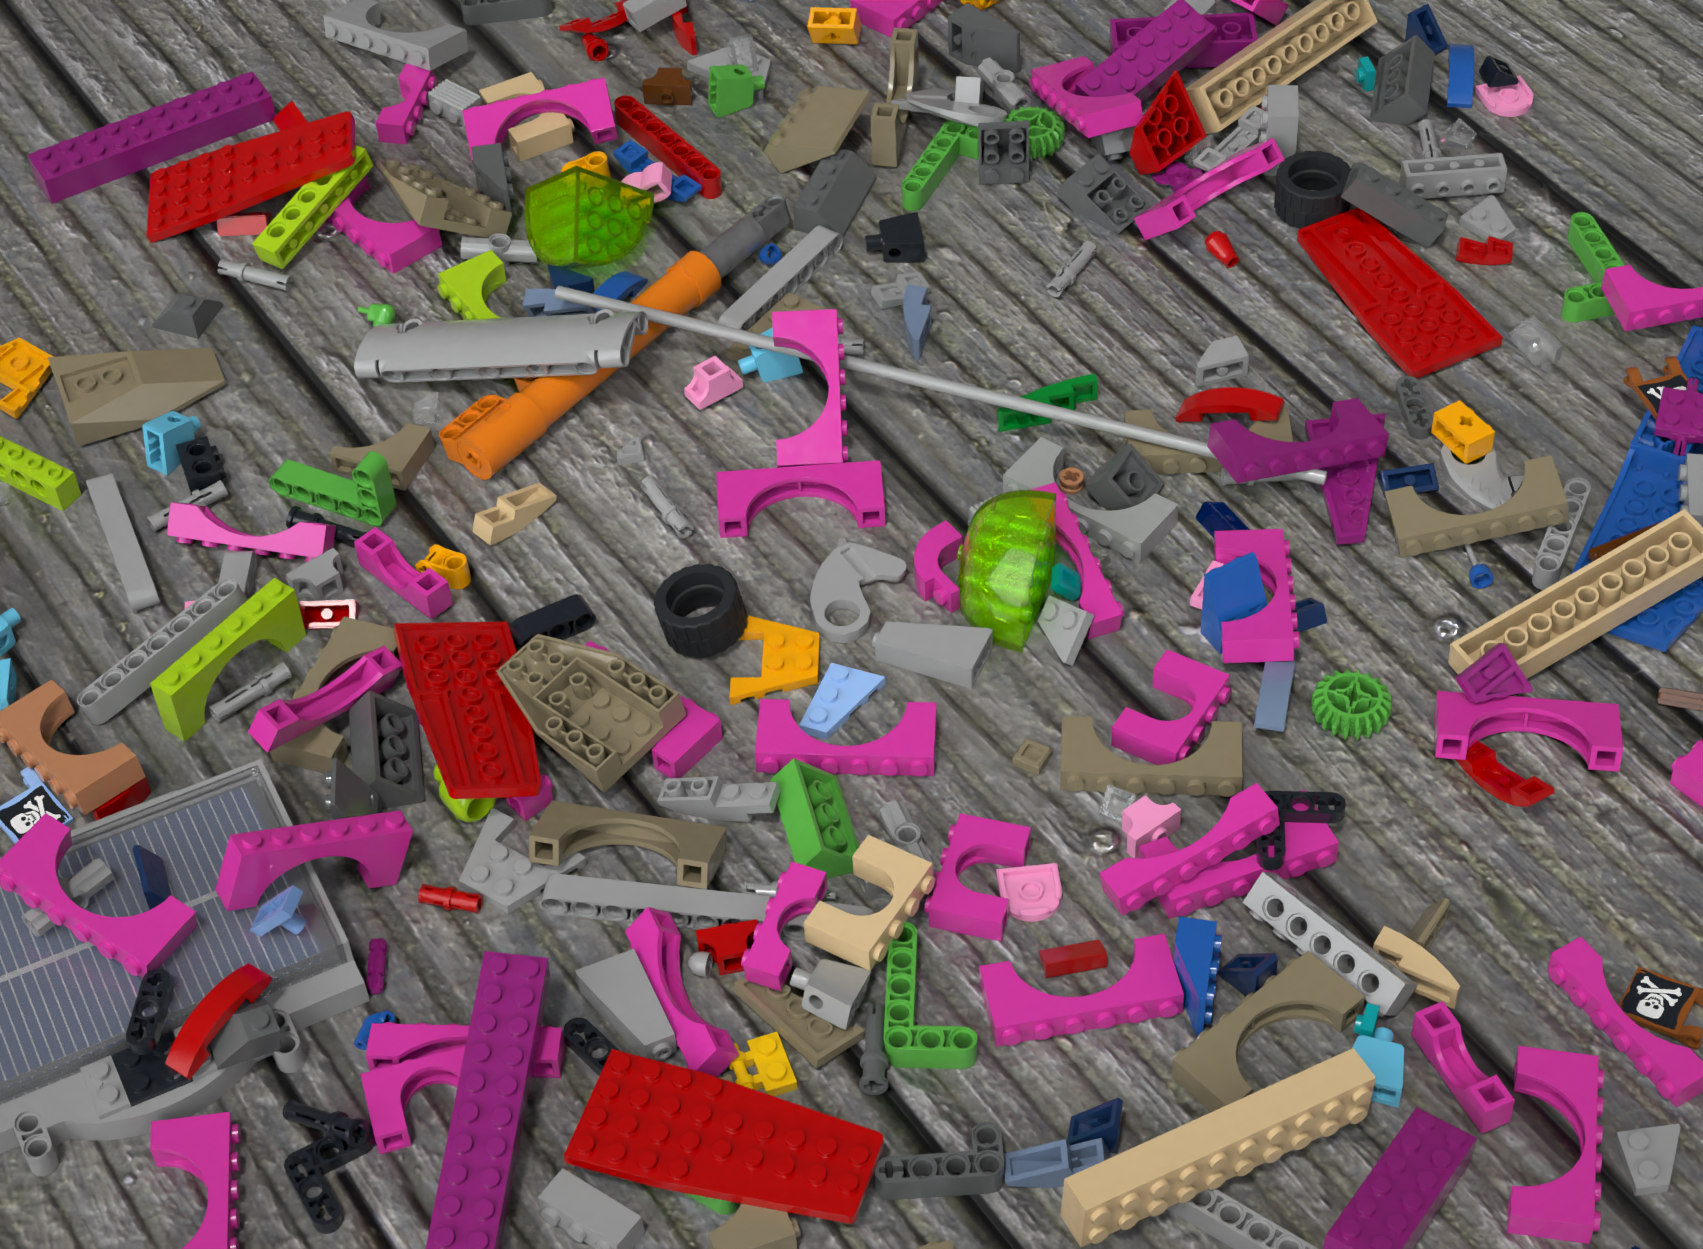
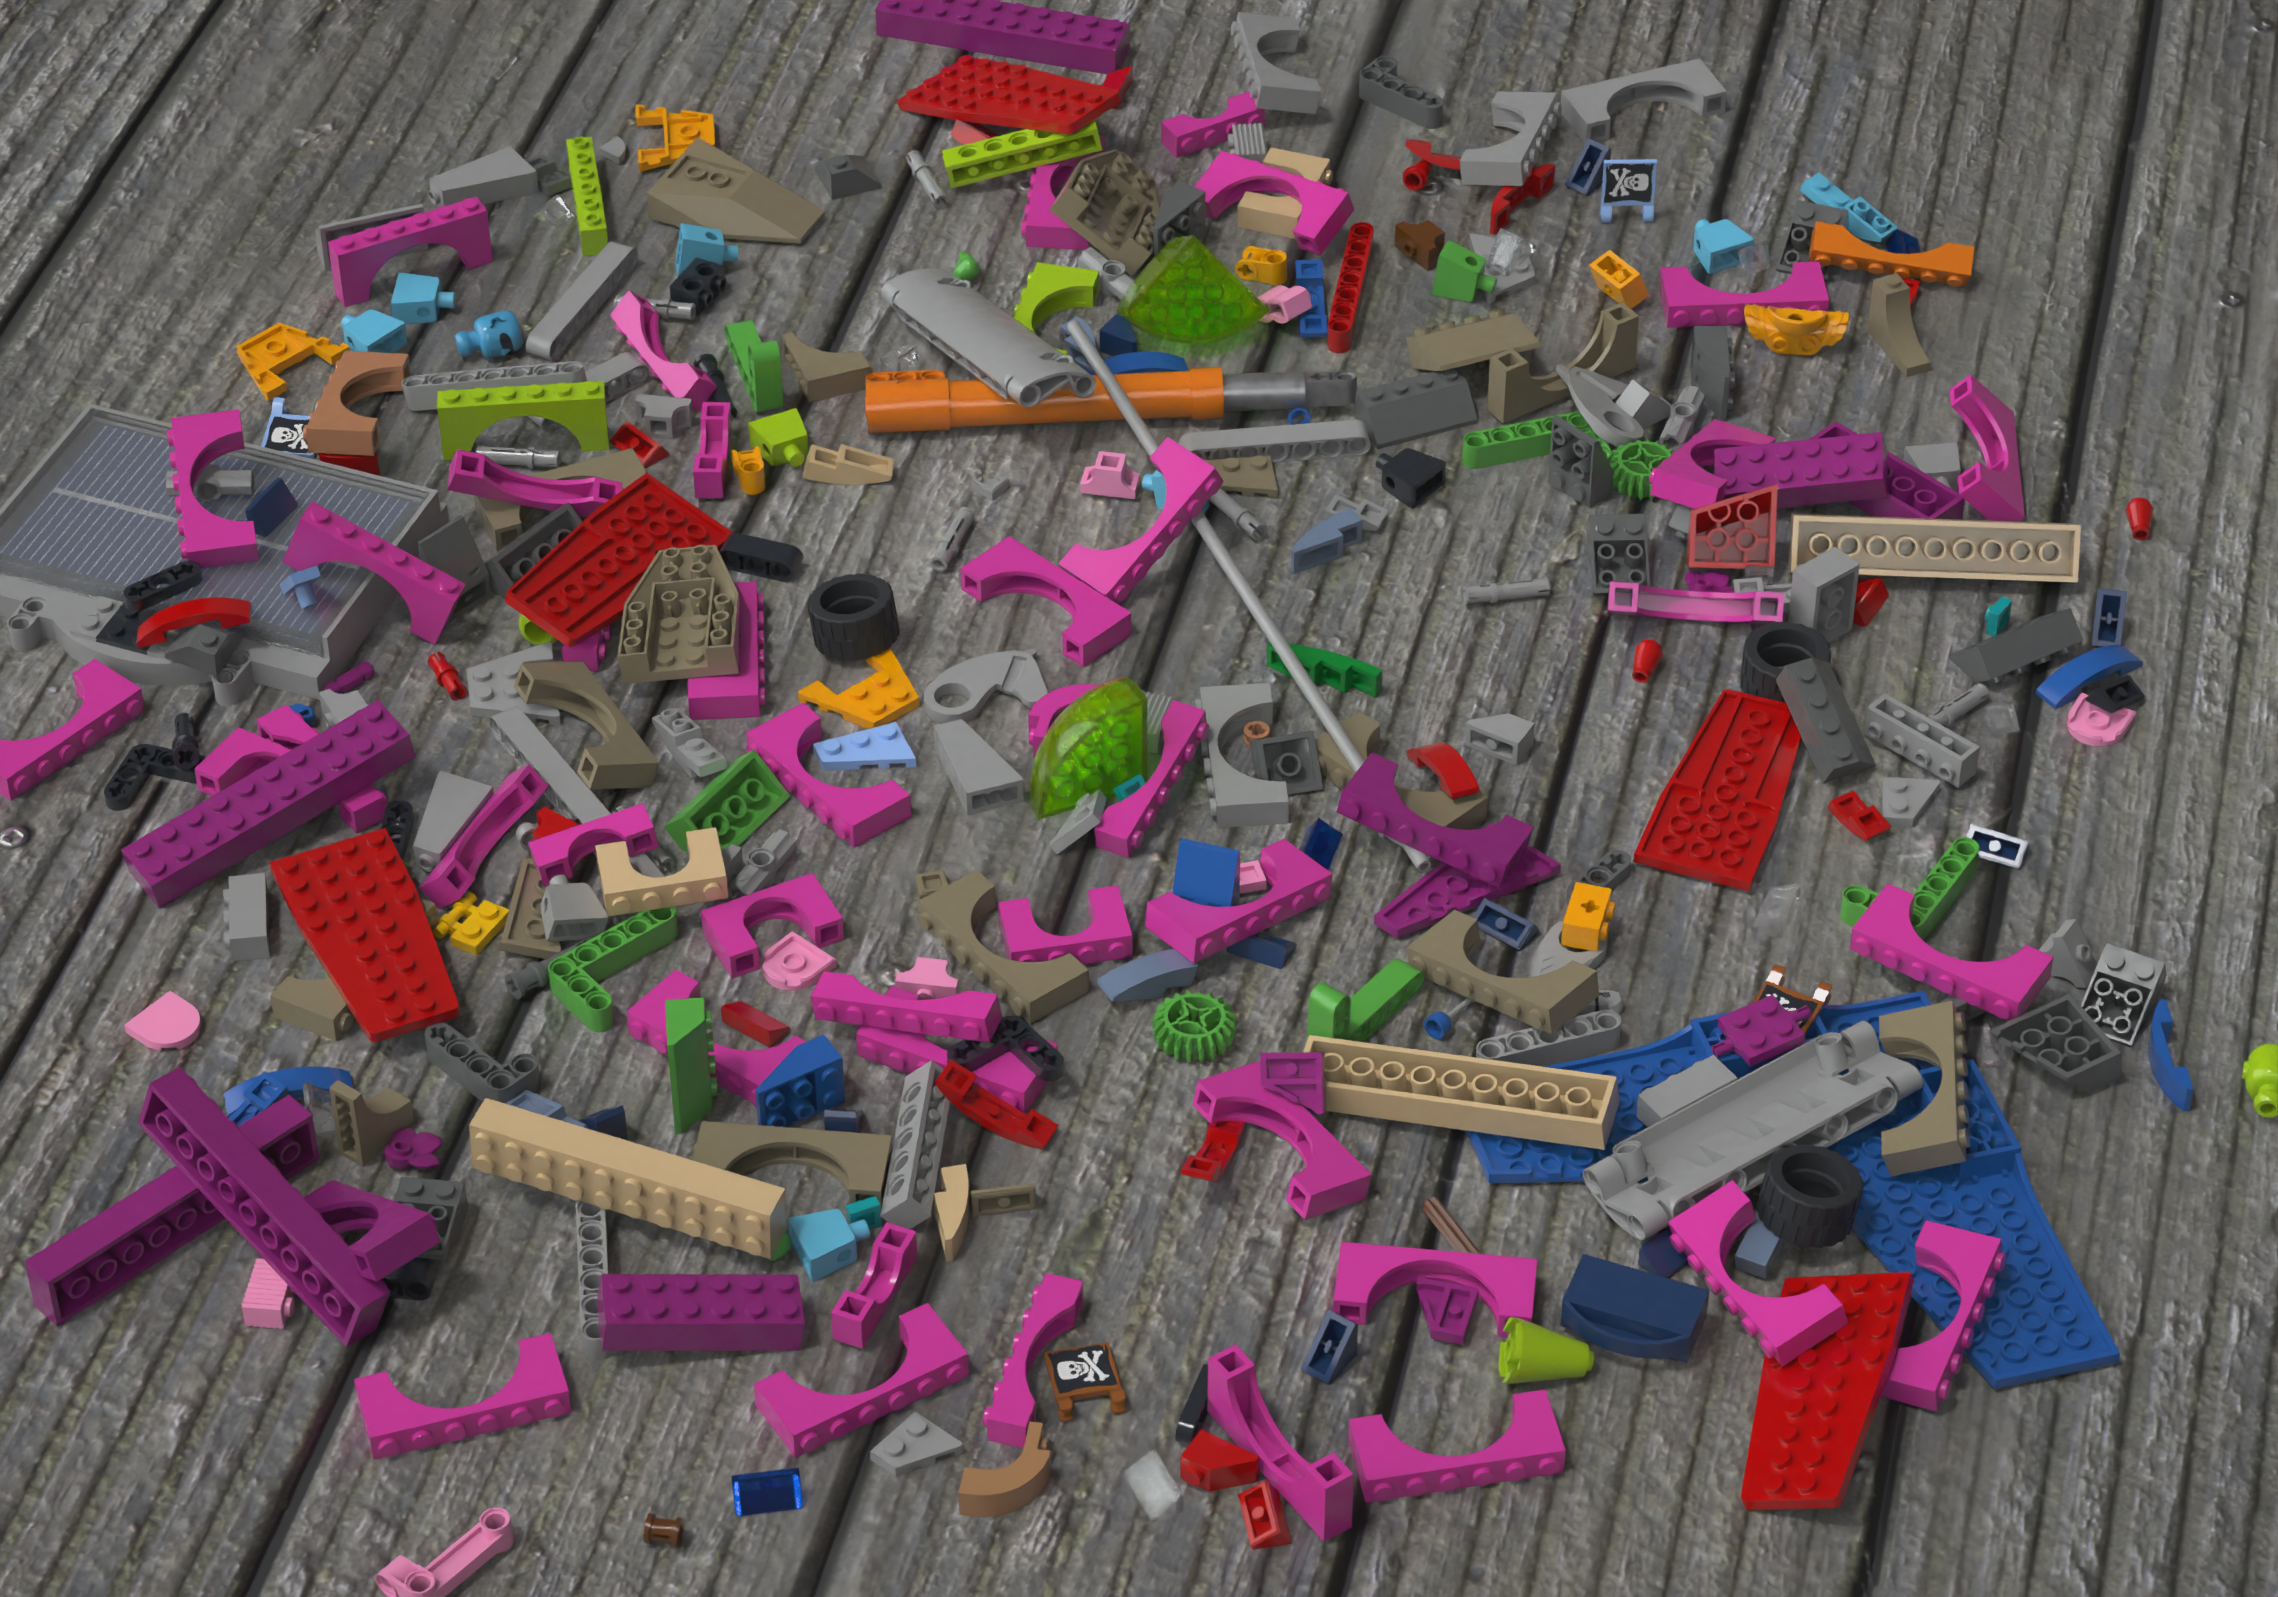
camera: 45 degrees right, 5 degrees down
(94, 617) = (492, 335): none -> dark azure piece
(420, 994) = (339, 706): none -> light grey brick
(436, 524) = (780, 438): none -> lime torso
(1121, 1022) = (690, 1061): none -> bright green slope
(1335, 875) = (991, 1111): none -> red slope
(1439, 615) = (1356, 1018): none -> bright green beam
(1589, 204) = (1999, 846): none -> slope

